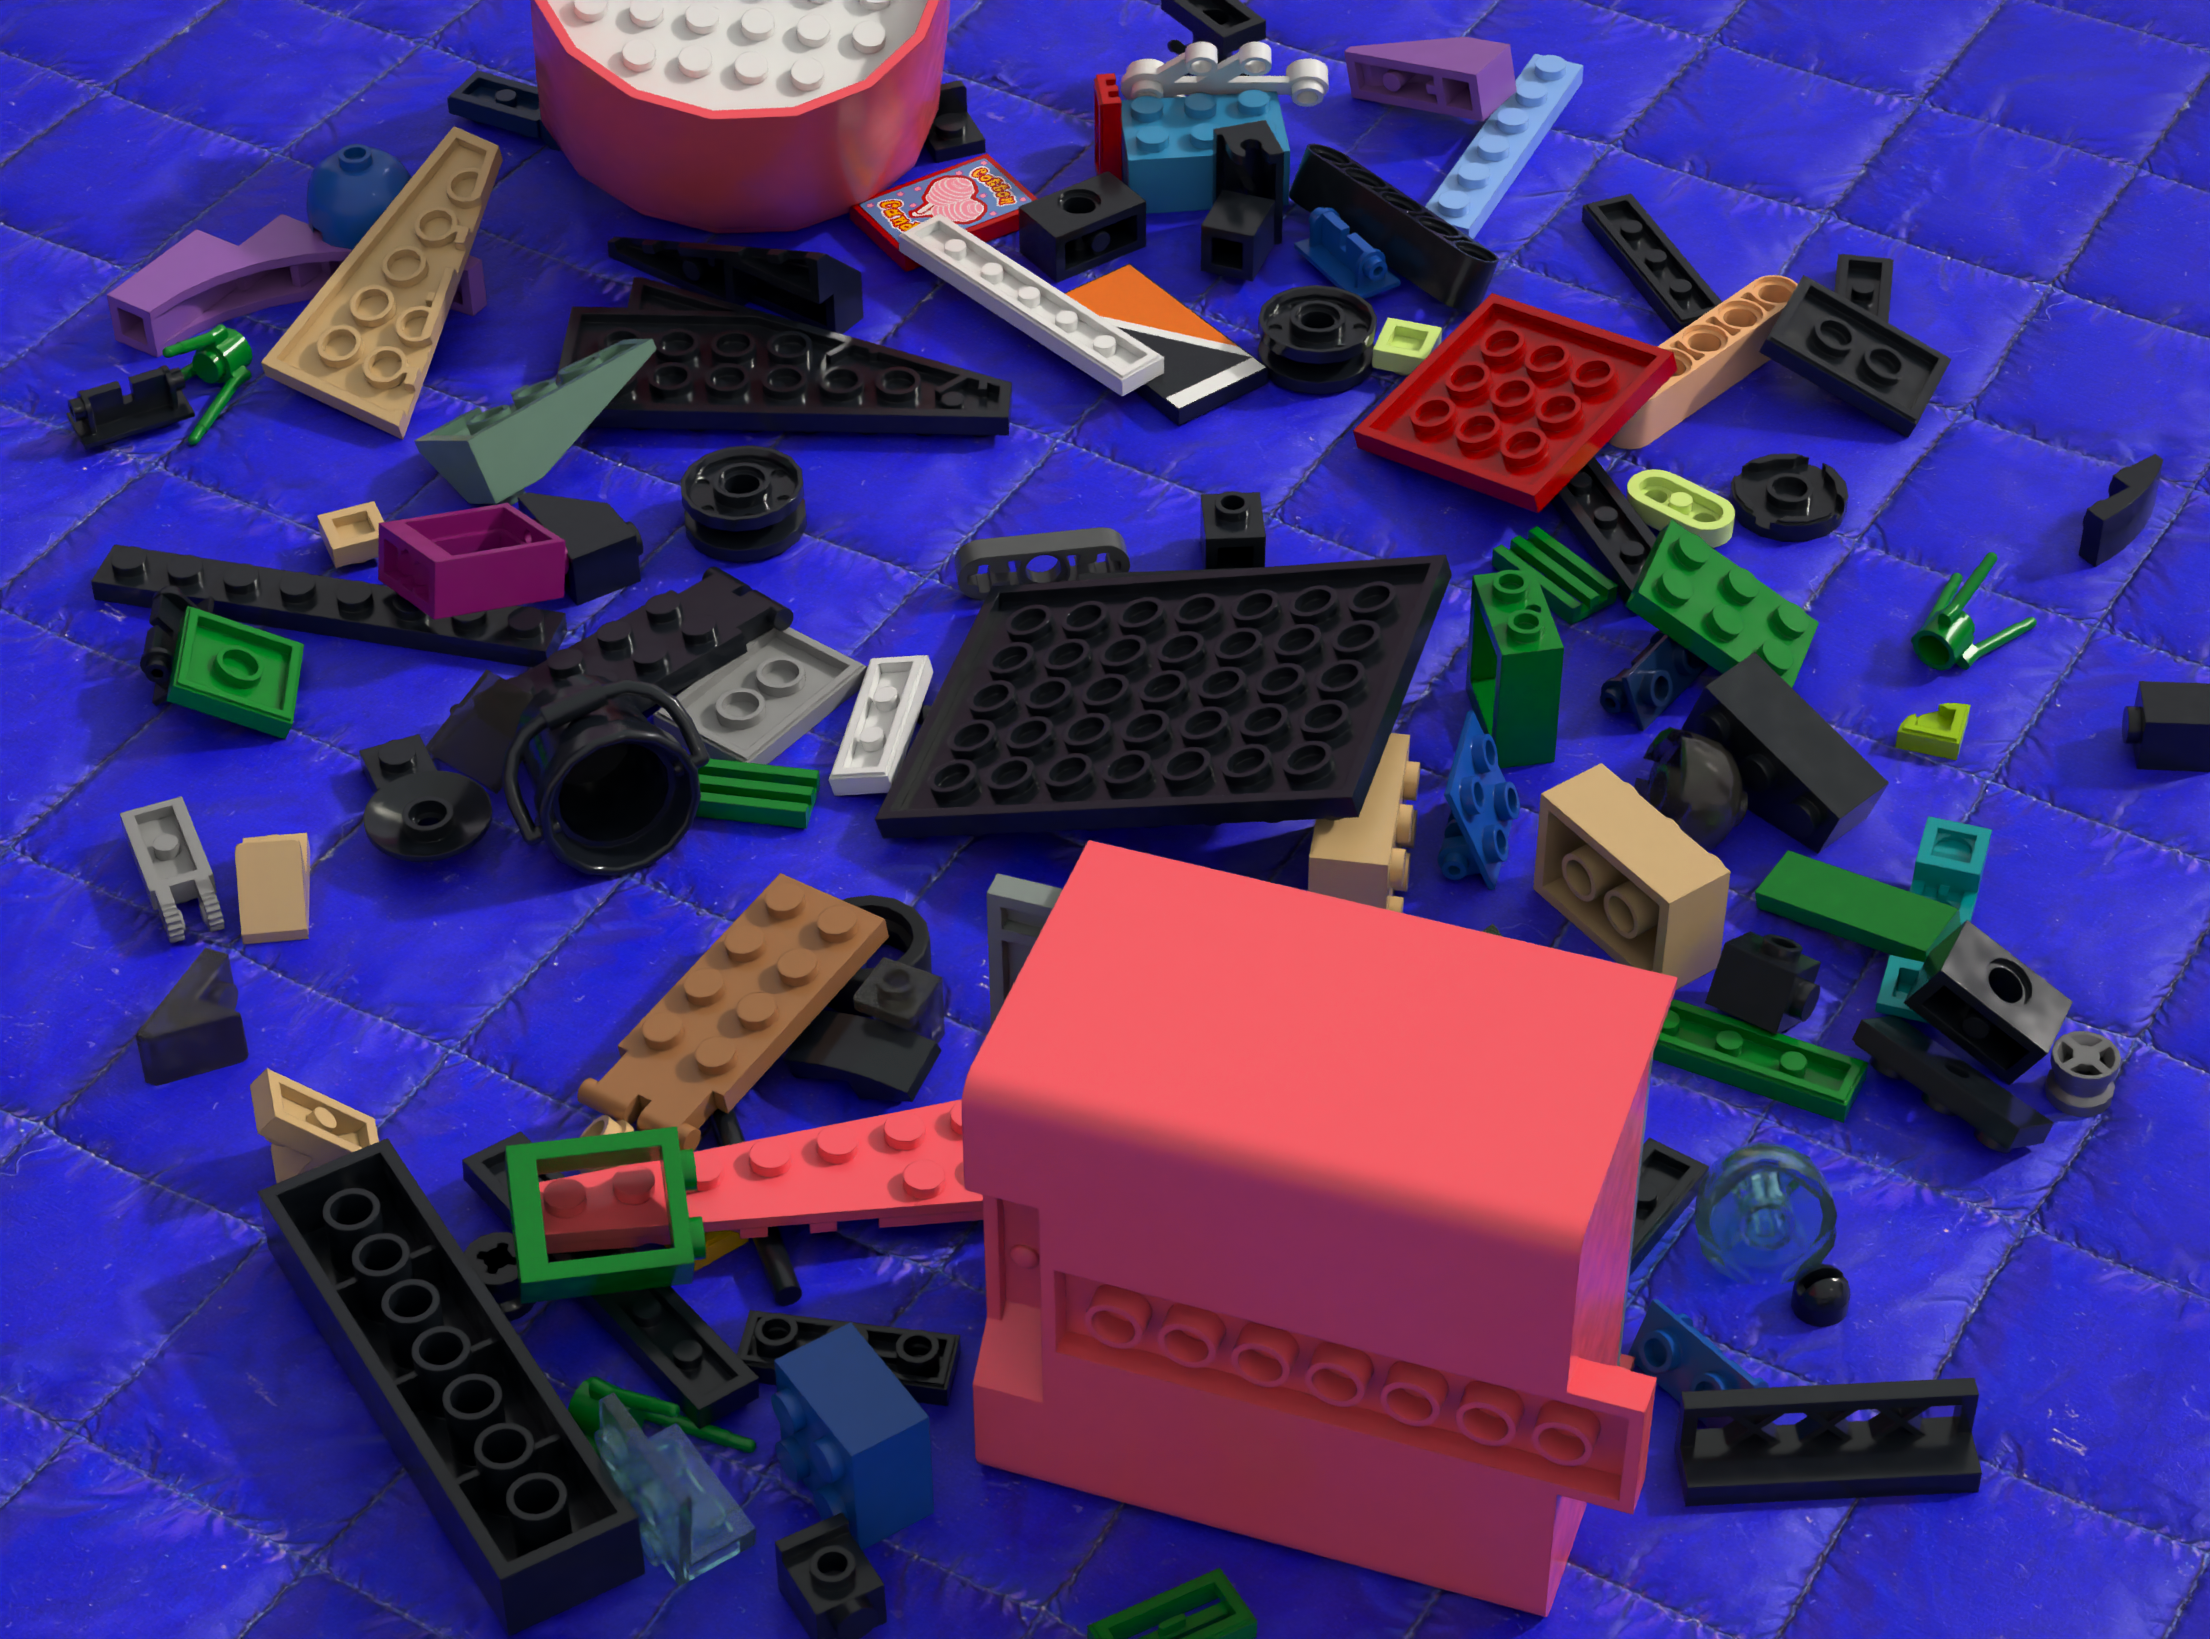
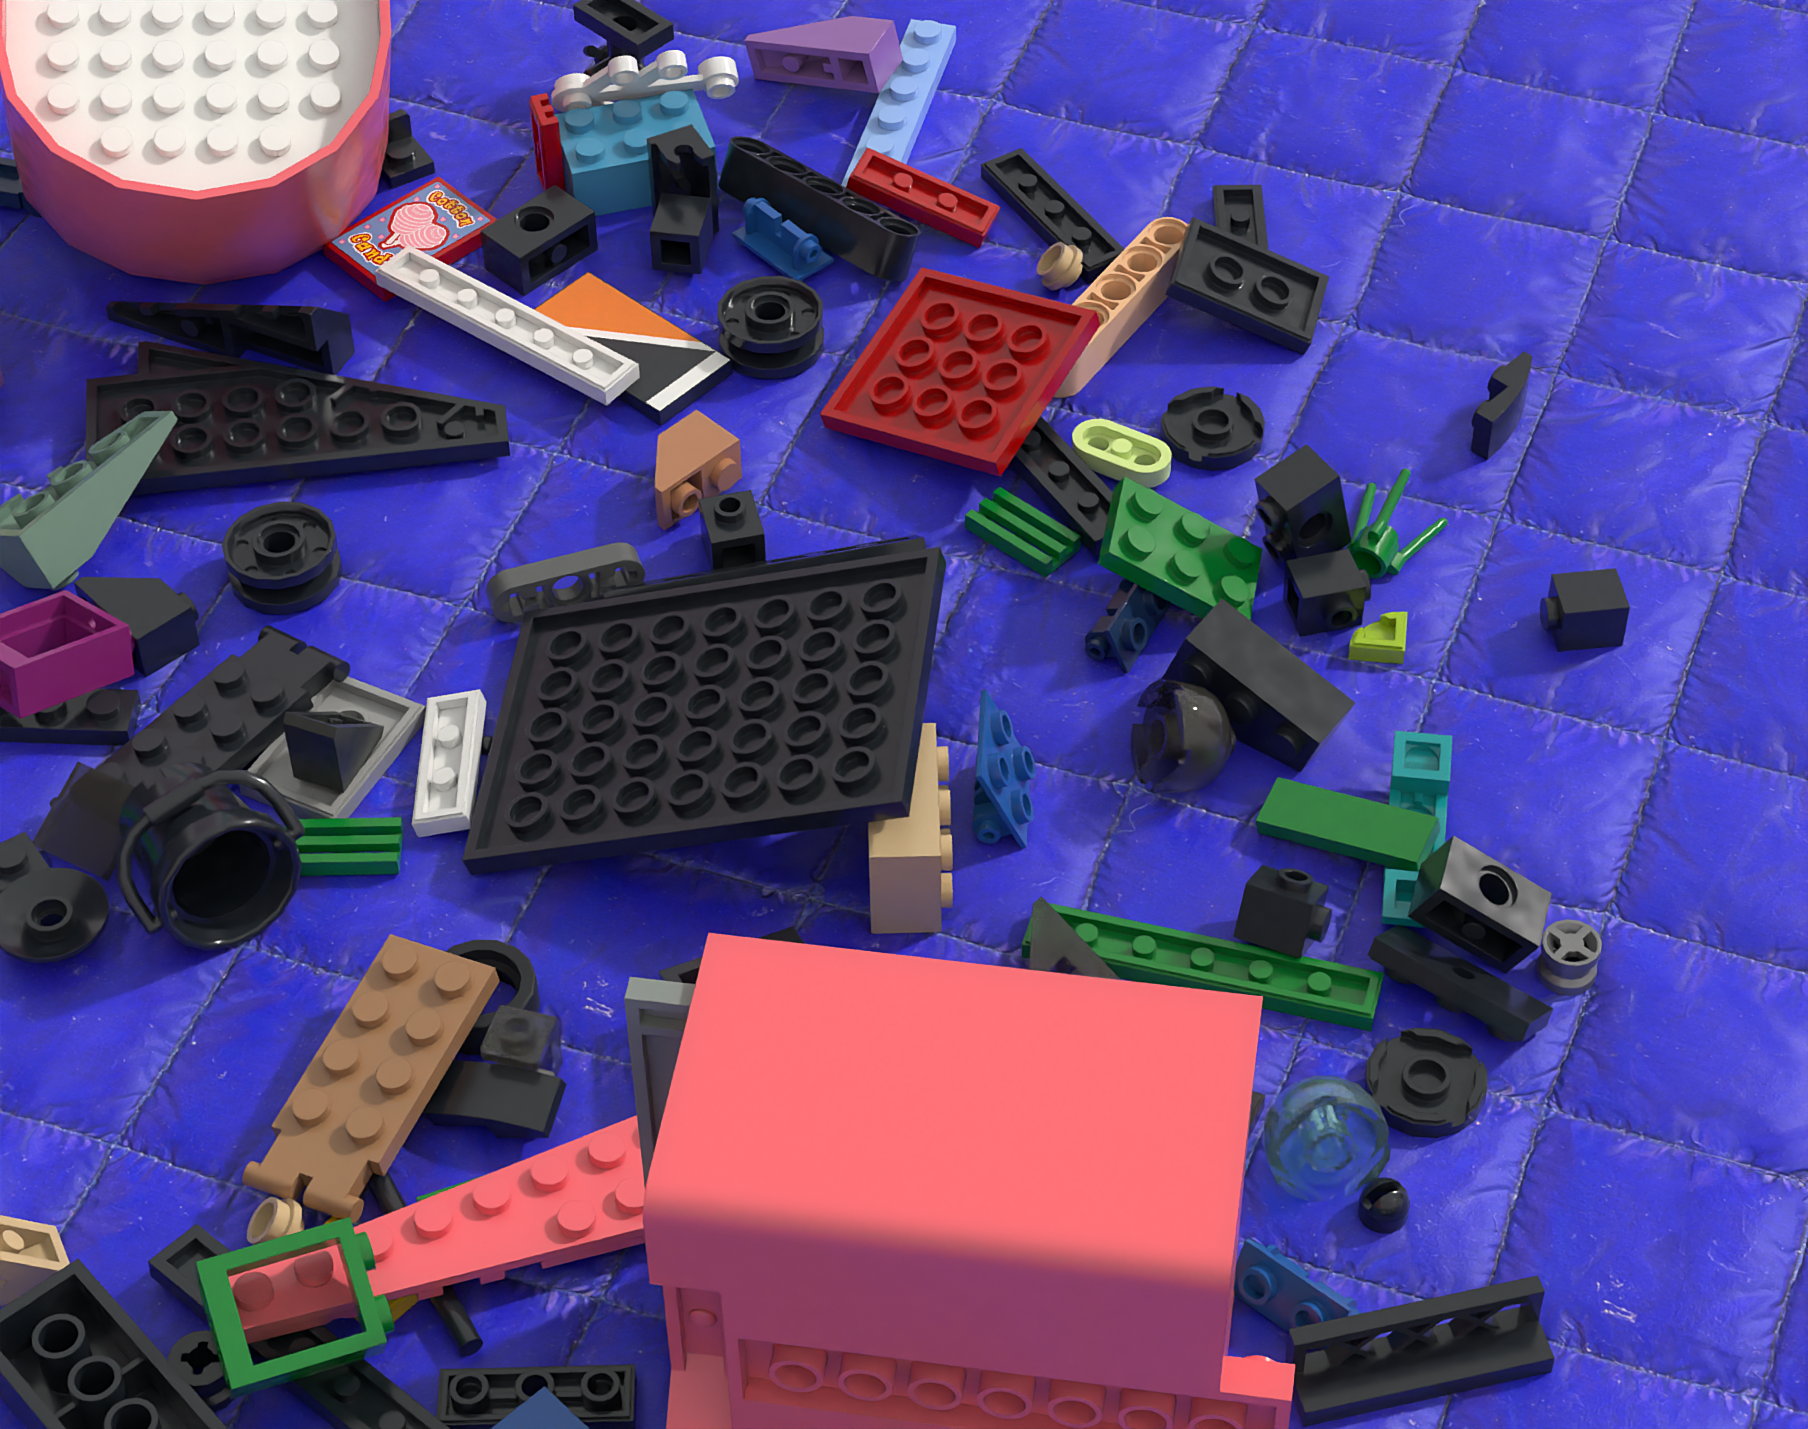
camera: 10 degrees left, 5 degrees up
(753, 689) = (329, 746): none -> pearl dark grey slope
(1202, 458) = (693, 463): none -> nougat slope
(1404, 345) = (851, 323): yellowish green plate -> none
(1511, 230) = (923, 197): none -> red tile
(1514, 666) = (1010, 635): green window -> none
(1630, 877) = (1150, 829): tan brick -> none
(1650, 315) = (1060, 266): none -> tan plate
(1867, 583) = (1302, 507): none -> black brick
(1880, 673) = (1325, 592): none -> black brick
(1895, 1180) = (1426, 1082): none -> black tile

